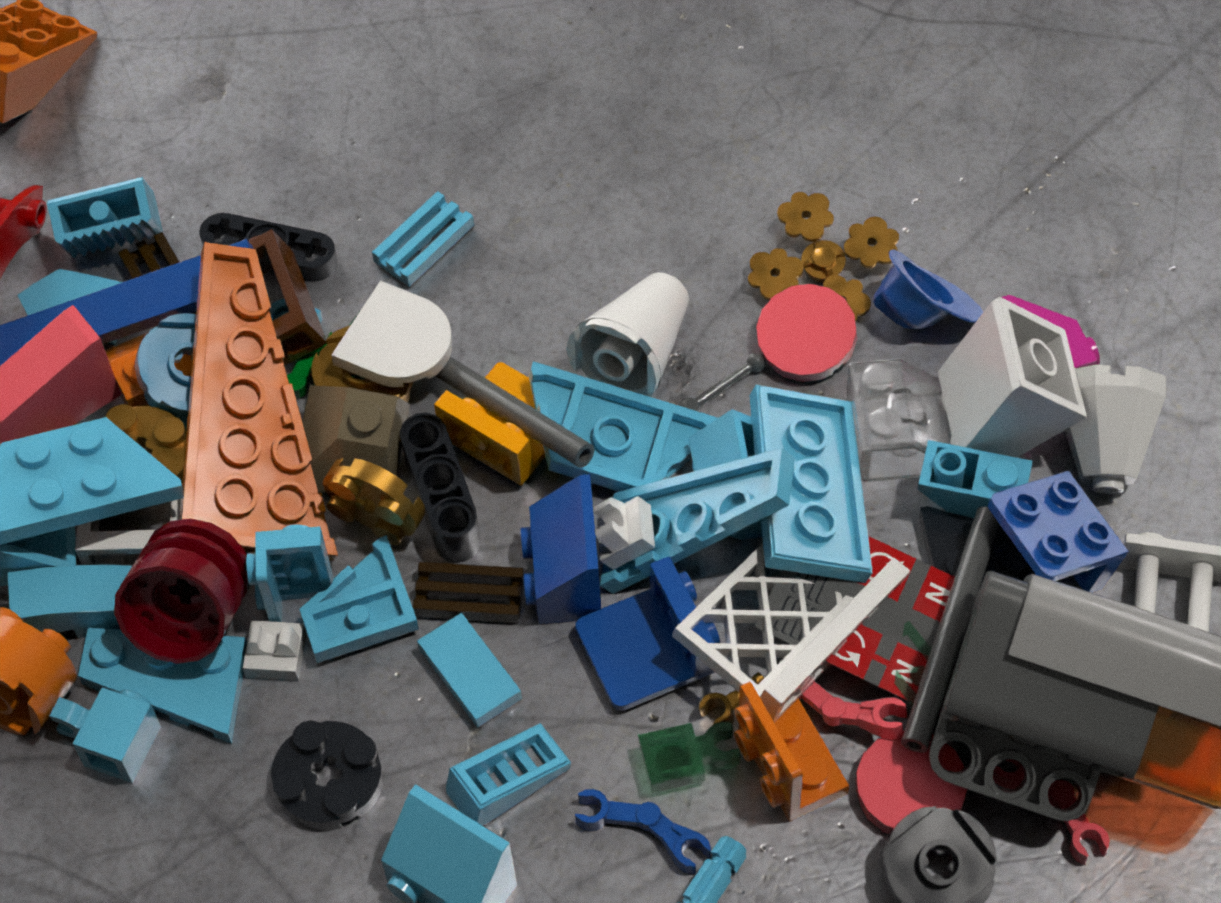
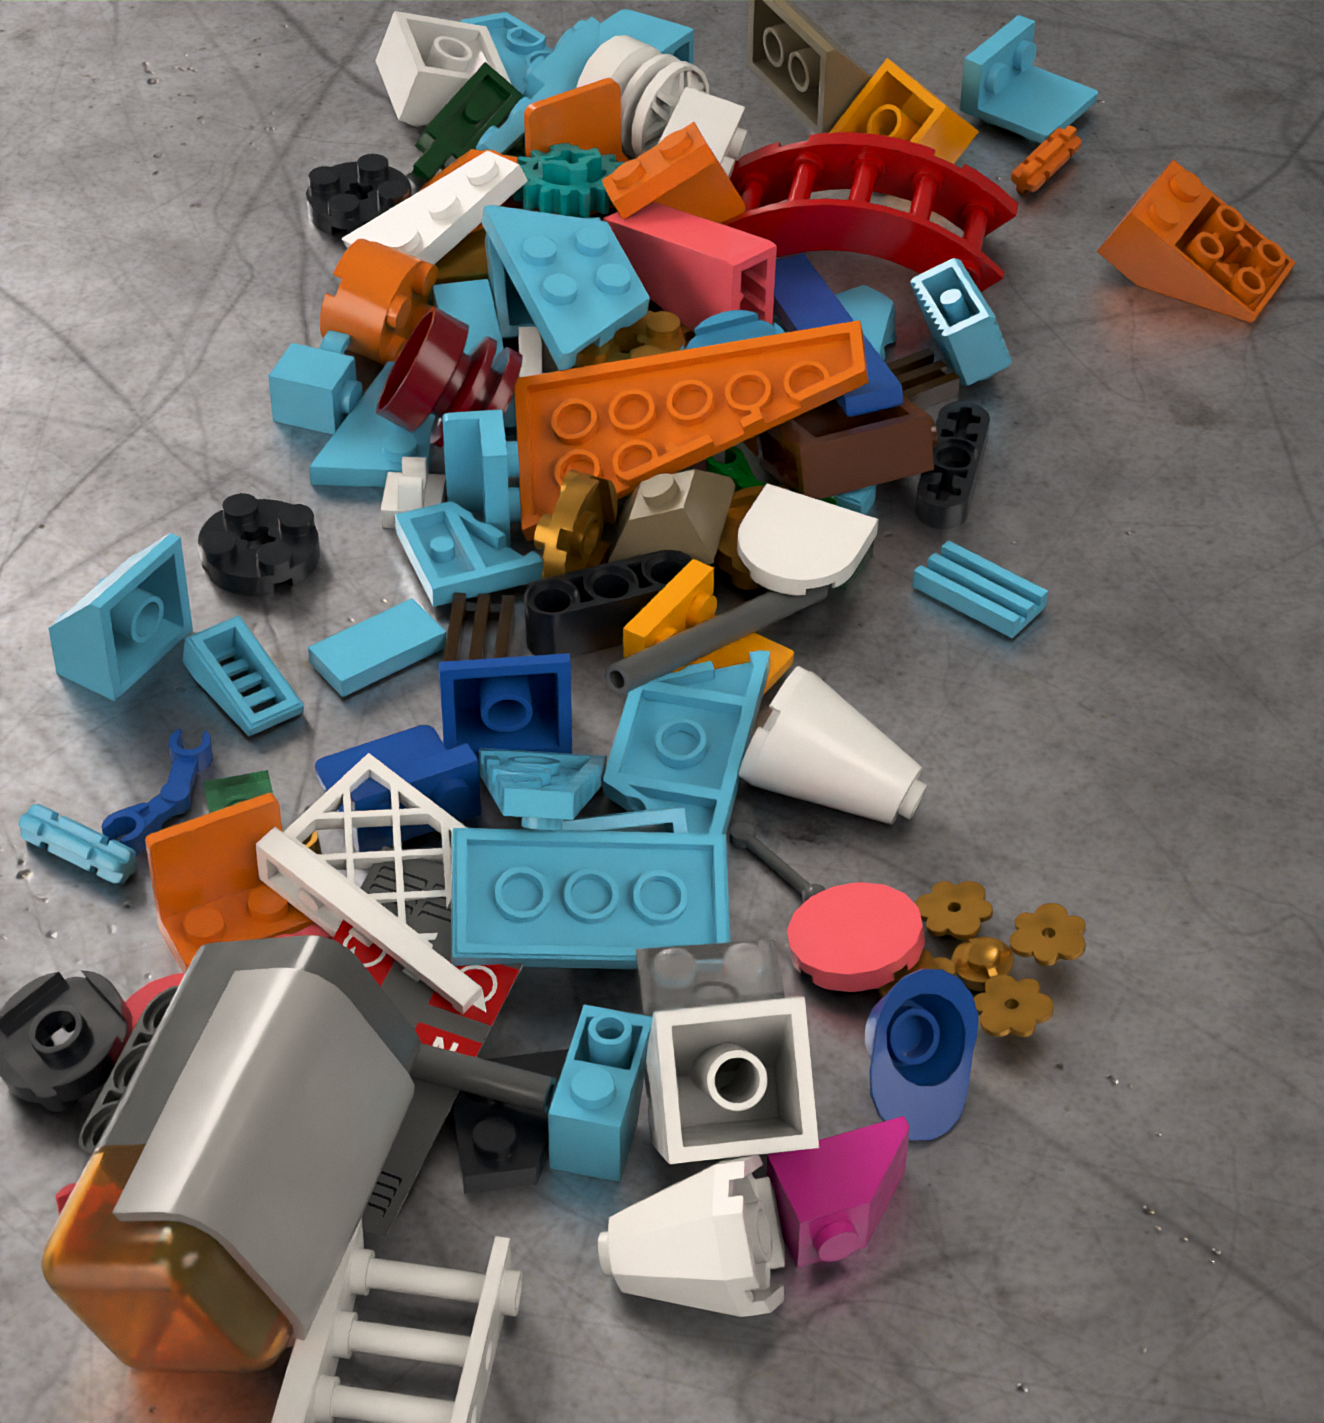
camera: 85 degrees right, 15 degrees down
(623, 530) = (530, 740): white tile -> none
(1059, 531) = (508, 1151): blue bracket -> none

